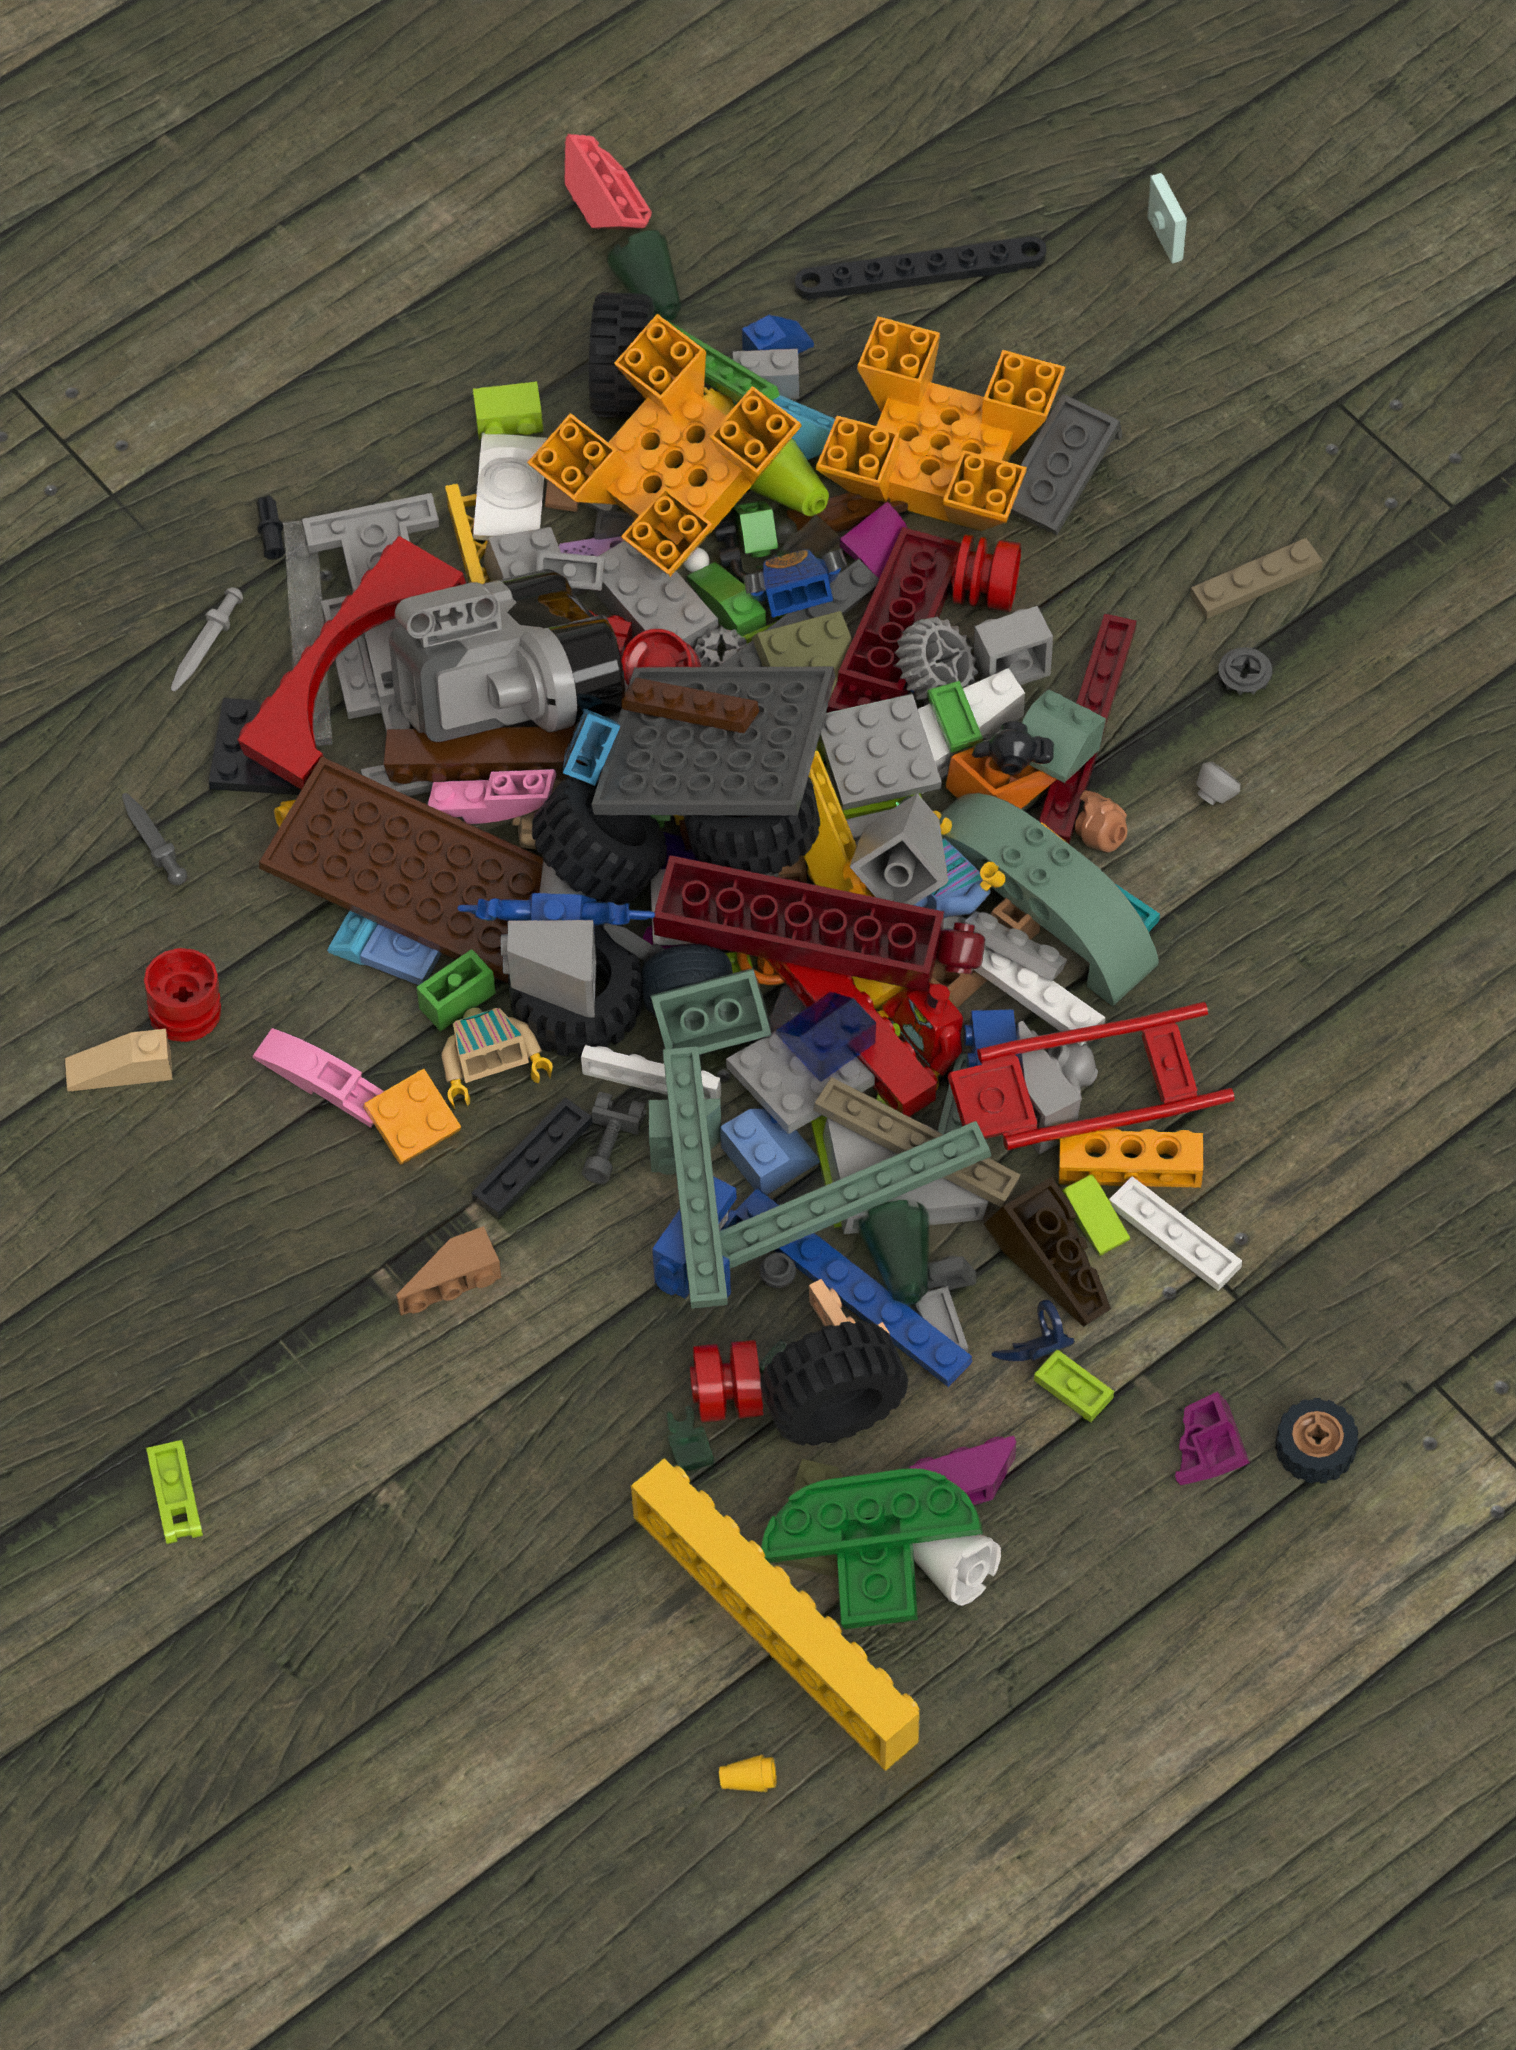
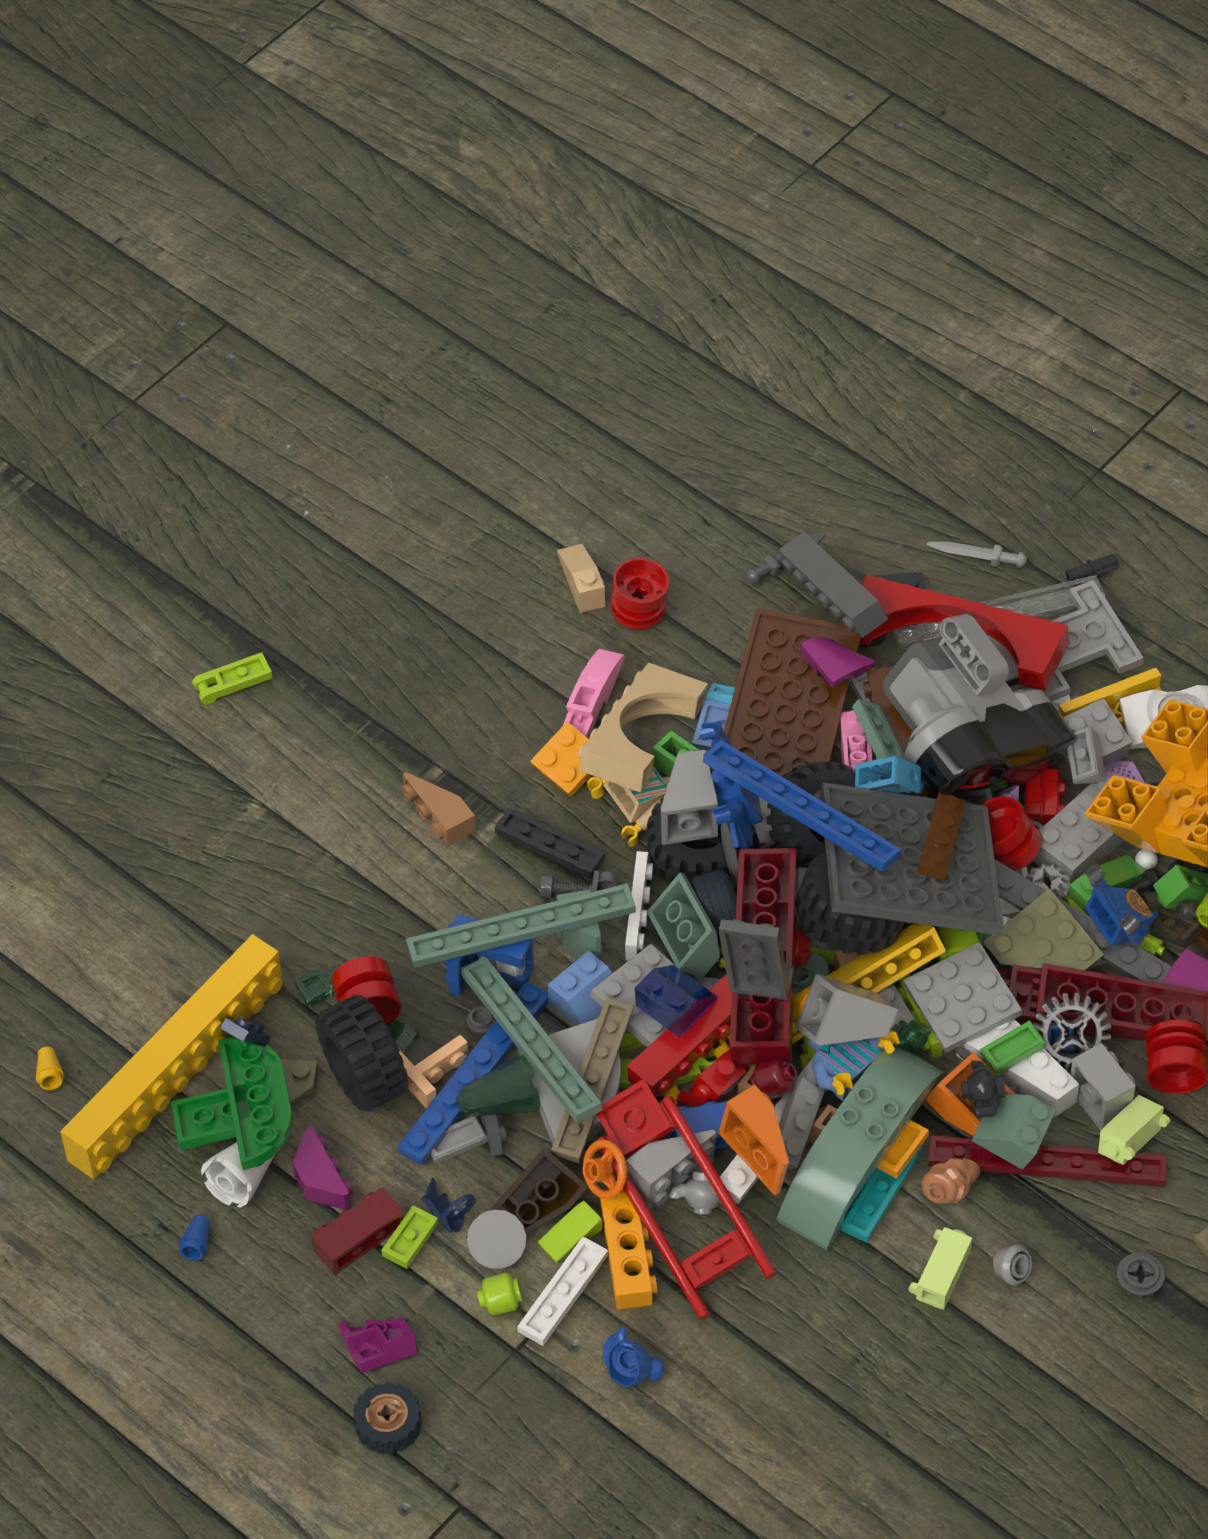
camera: 80 degrees right, 5 degrees down
(243, 777) = (832, 585): none -> dark grey brick
(364, 792) = (834, 661): none -> magenta slope
(445, 1050) = (653, 692): none -> tan arch
(502, 757) = (877, 730): none -> sand green plate
(636, 821) = (802, 806): none -> blue plate
(758, 1523) = (246, 1030): none -> dark blue plate
(851, 901) = (755, 959): none -> dark grey plate
(1034, 1624) = (195, 1238): none -> blue cone
(1052, 969) = (755, 1135): none -> orange slope
(1056, 1440) = (357, 1230): none -> dark red brick
(1058, 1158) = (601, 1169): none -> orange piece
(1077, 637) = (1131, 1129): none -> yellowish green brick
(1098, 1289) = (496, 1239): none -> light grey tile
(1172, 1296) = (500, 1294): none -> lime head
(1209, 848) = (943, 1268): none -> yellowish green brick
(1283, 1177) = (629, 1361): none -> blue hair

